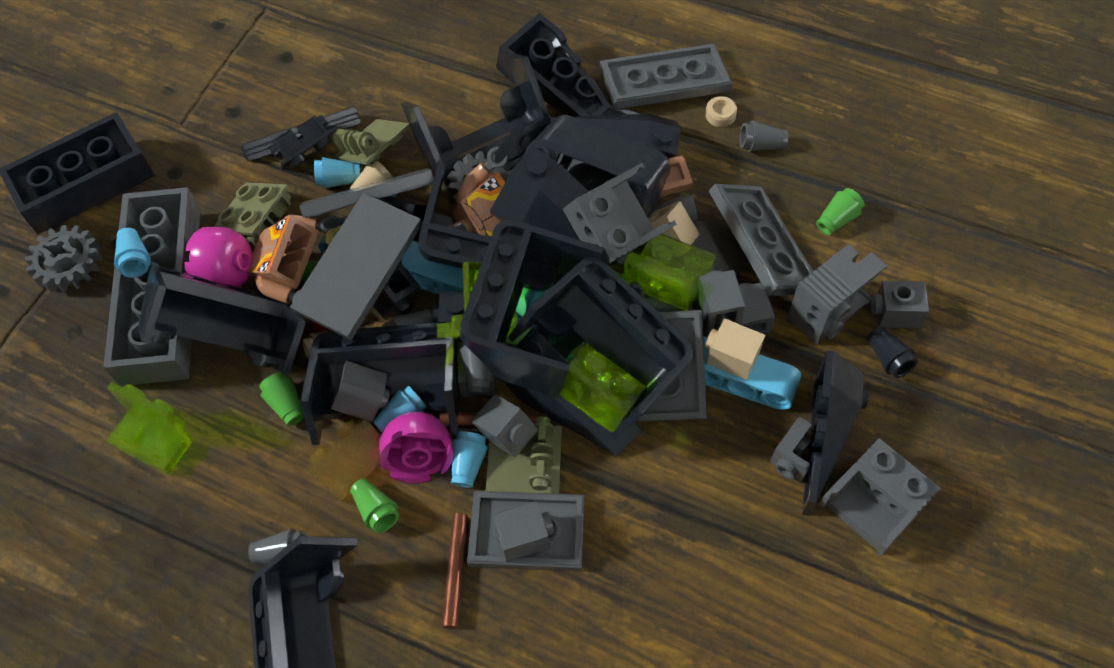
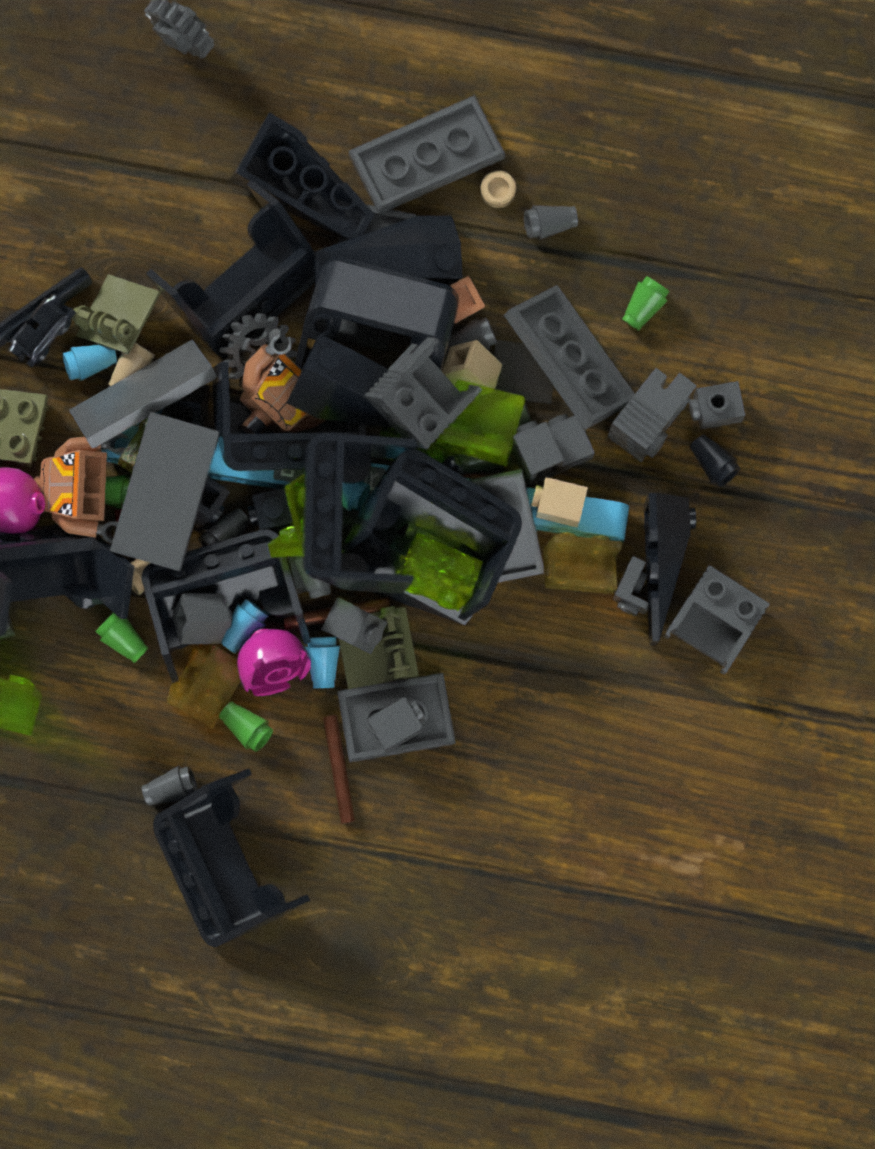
camera: 20 degrees left, 20 degrees up
(745, 415) = (581, 563): none -> clear yellow bracket

